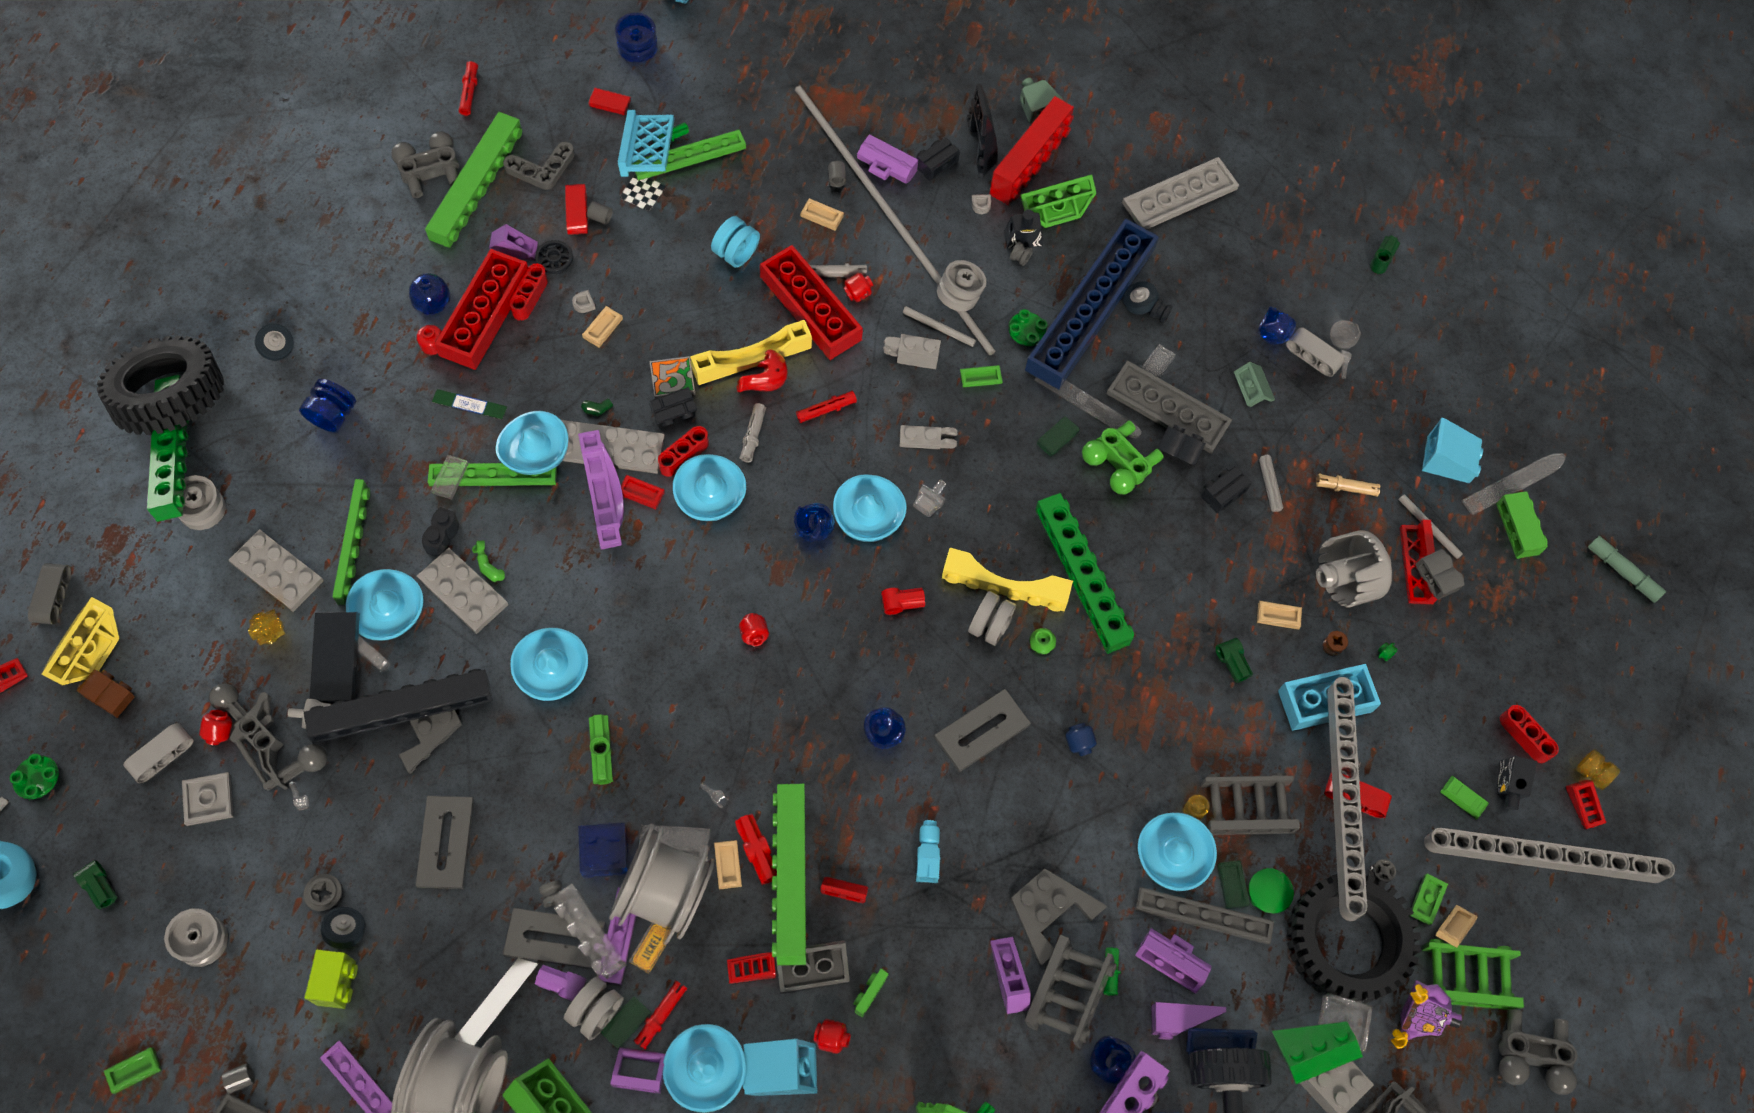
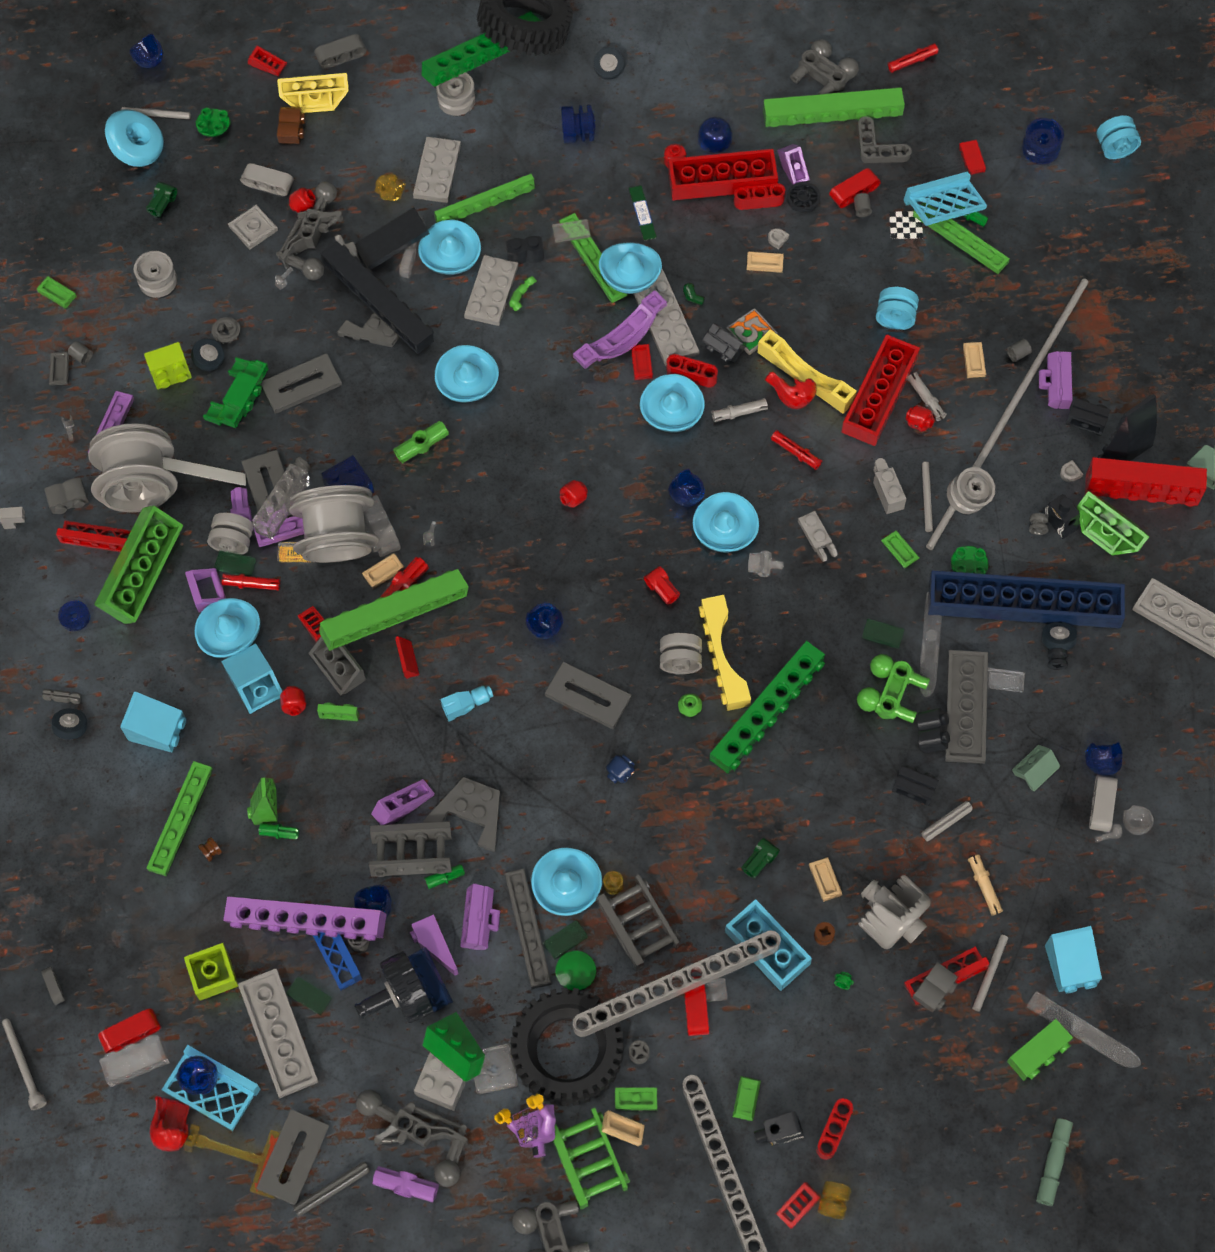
camera: 70 degrees right, 0 degrees up
(427, 920) = (240, 394): none -> green bracket

